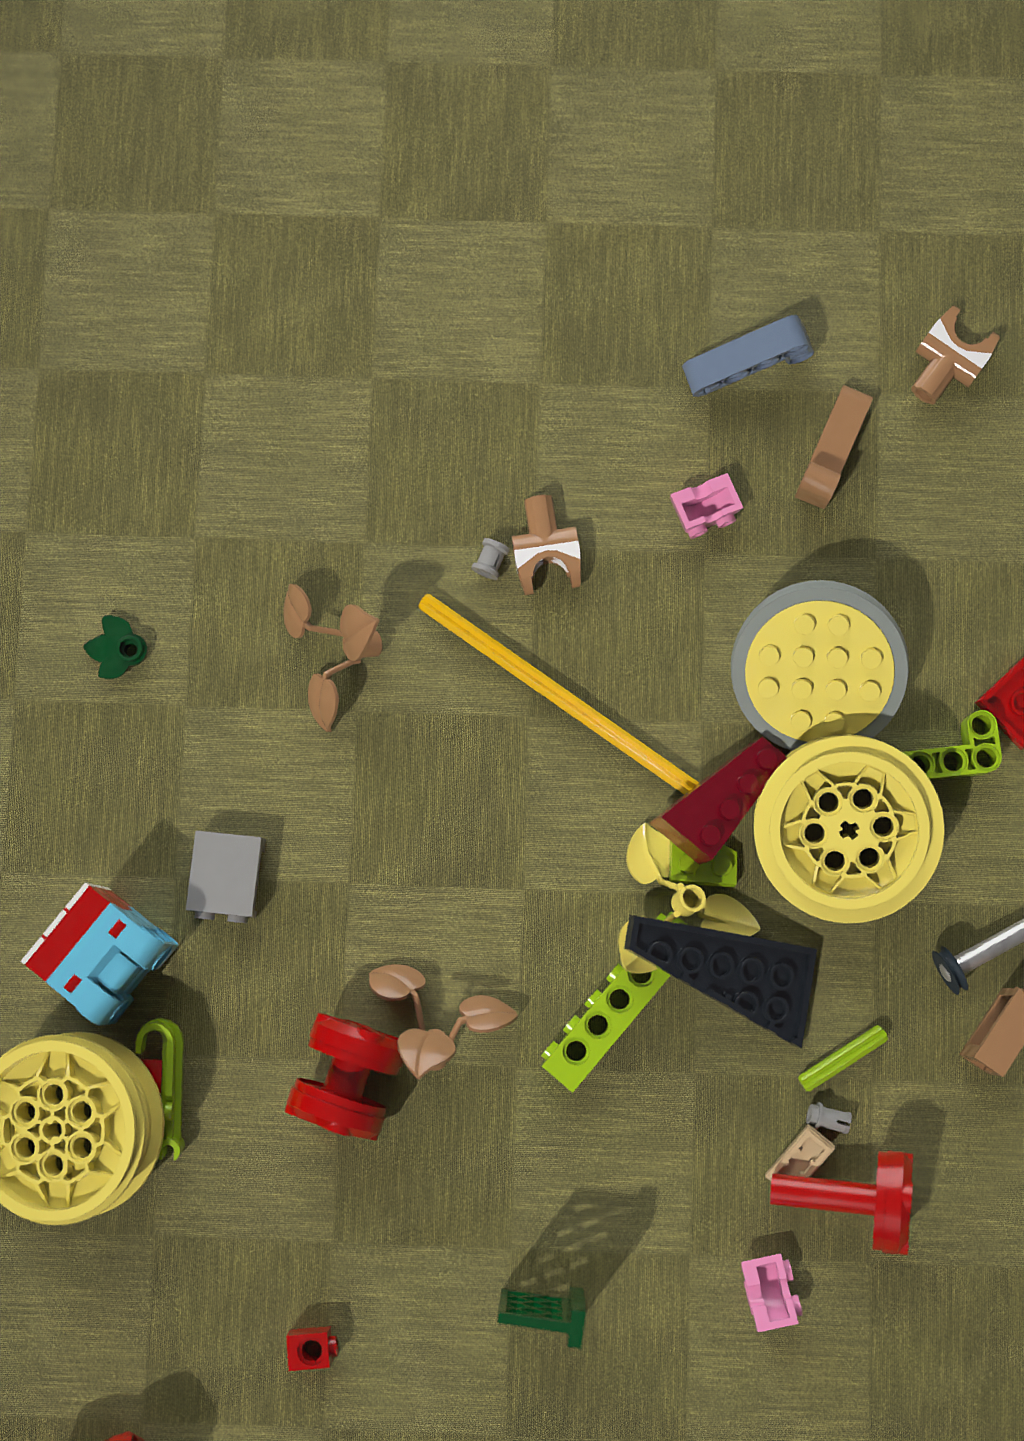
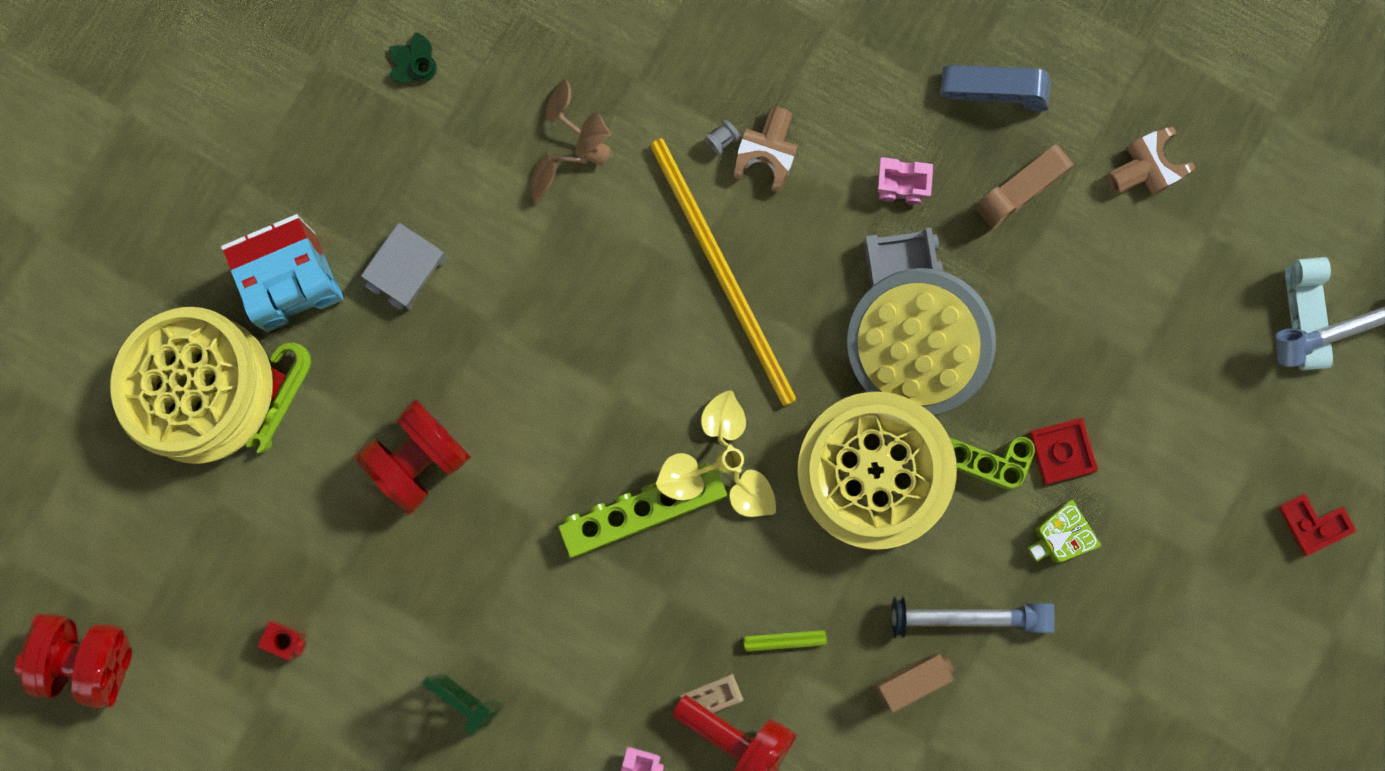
camera: 25 degrees right, 0 degrees up
(433, 1049) = (483, 469): medium nougat plant -> none
(714, 807) = (786, 404): dark red wedge -> none
(717, 872) = (758, 438): lime wing -> none
(744, 586) = (901, 253): none -> light grey panel
(747, 974) = (745, 539): black wing -> none
(827, 1118) = (748, 677): light grey pin -> none

